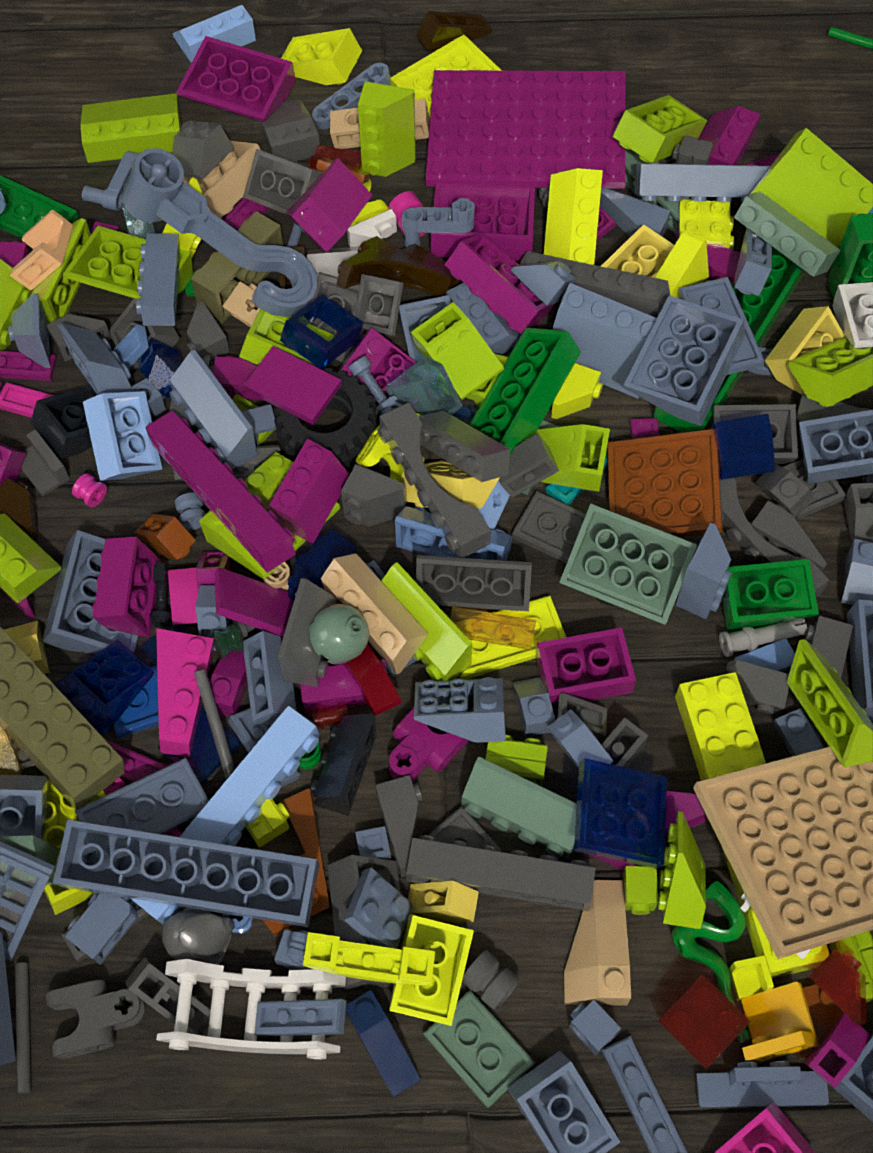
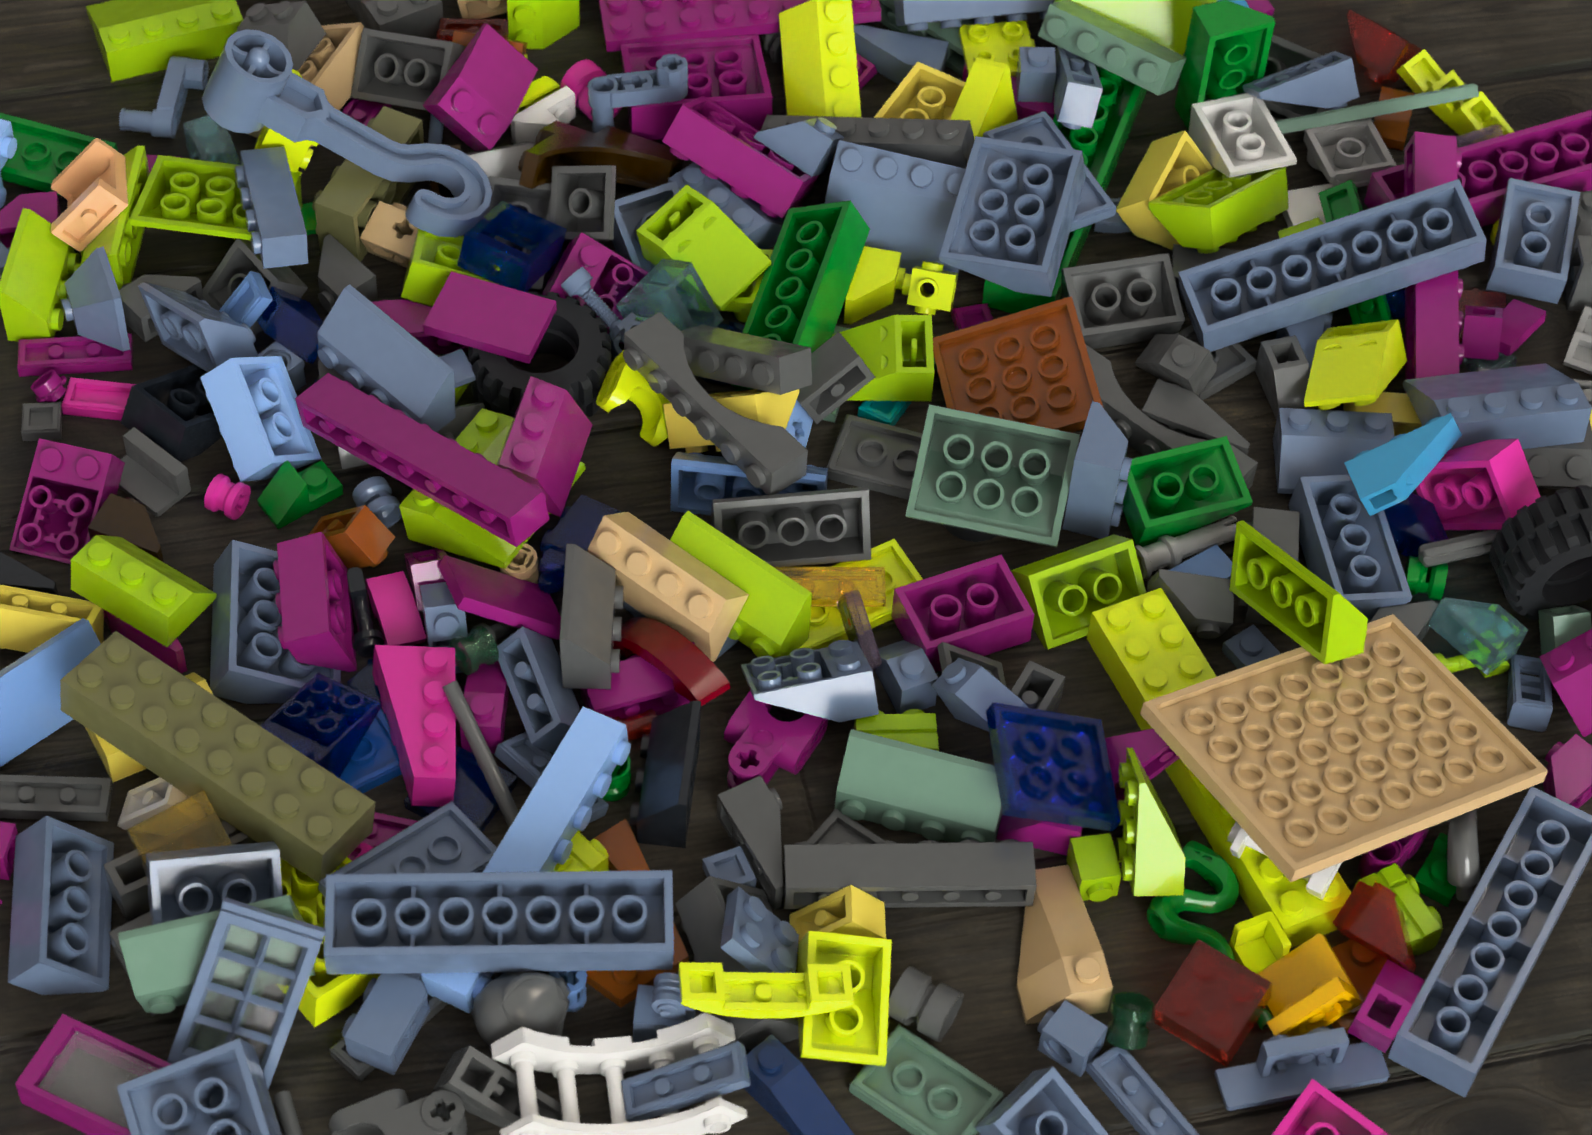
camera: 15 degrees left, 10 degrees down
(138, 495) = (297, 494): none -> green slope
(339, 633) = (632, 607): sand green cylinder -> none
(372, 497) = (629, 447): dark grey slope -> none
(506, 670) = (858, 626): none -> tile
(625, 405) = (944, 288): none -> neon yellow brick
(639, 1022) = (1129, 1020): none -> clear green wheel
(676, 657) = (1076, 583): none -> lime slope
(727, 246) = (1036, 74): none -> sand blue brick
(744, 446) = (1114, 313): clear blue slope -> none

